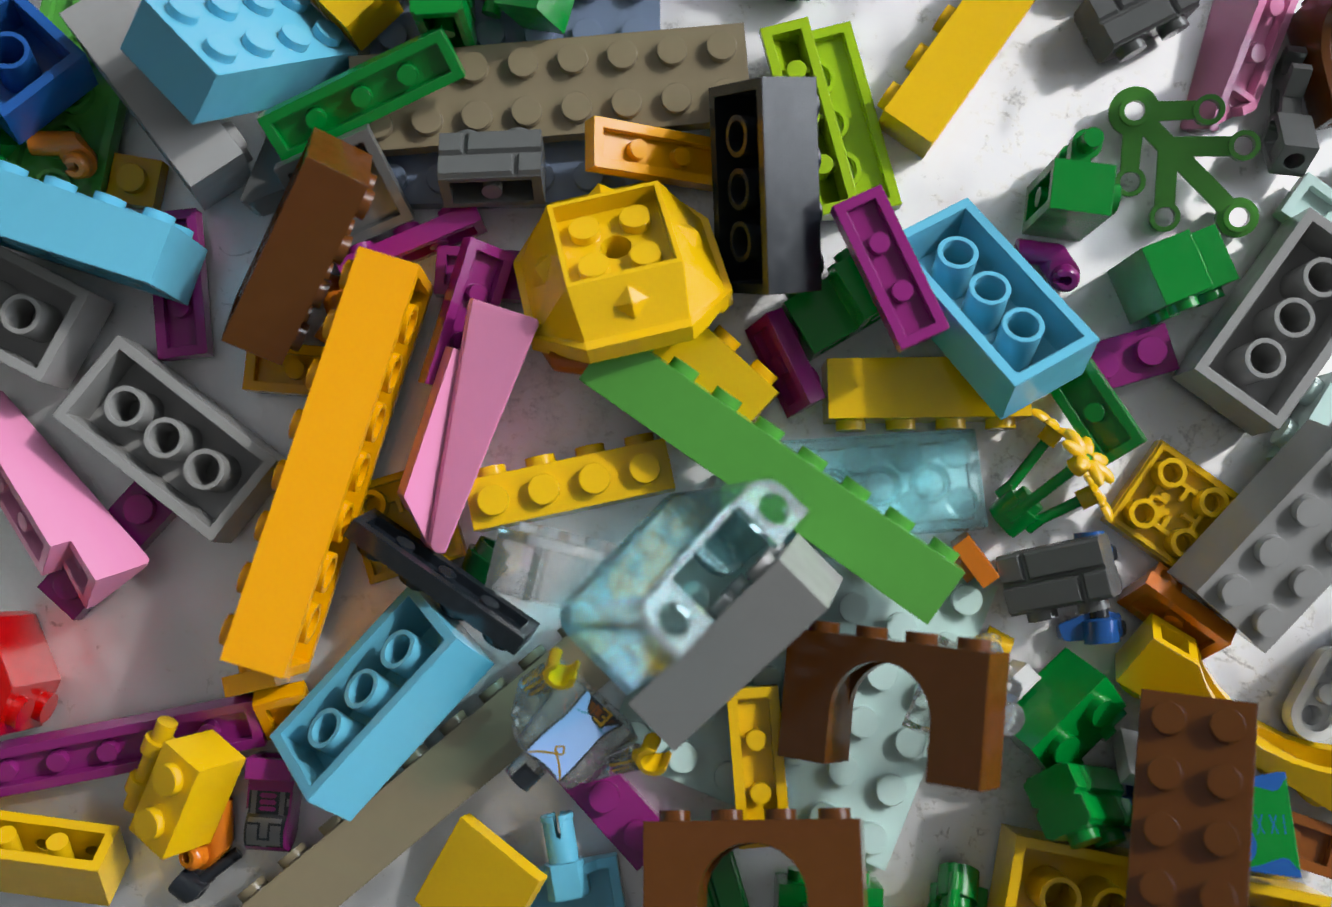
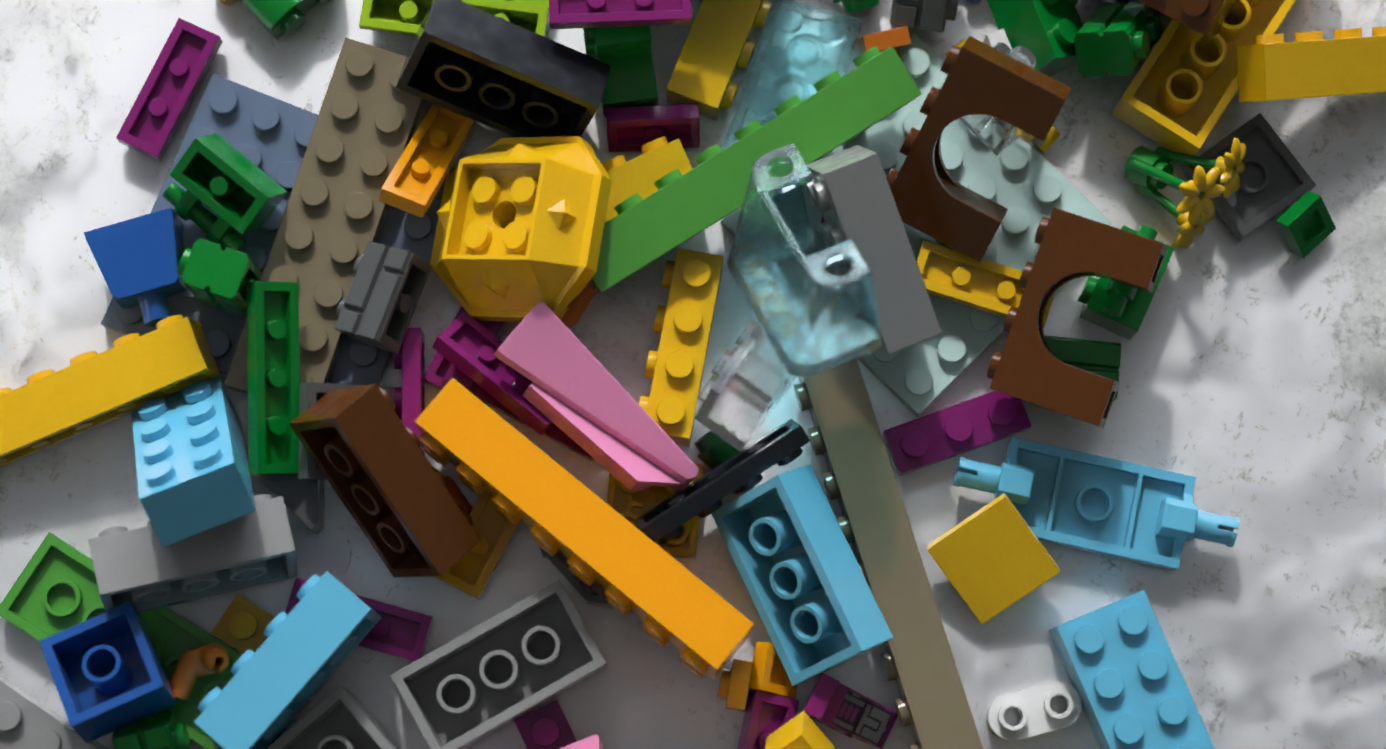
camera: 70 degrees left, 5 degrees down
(574, 731) = (892, 417): torso -> none

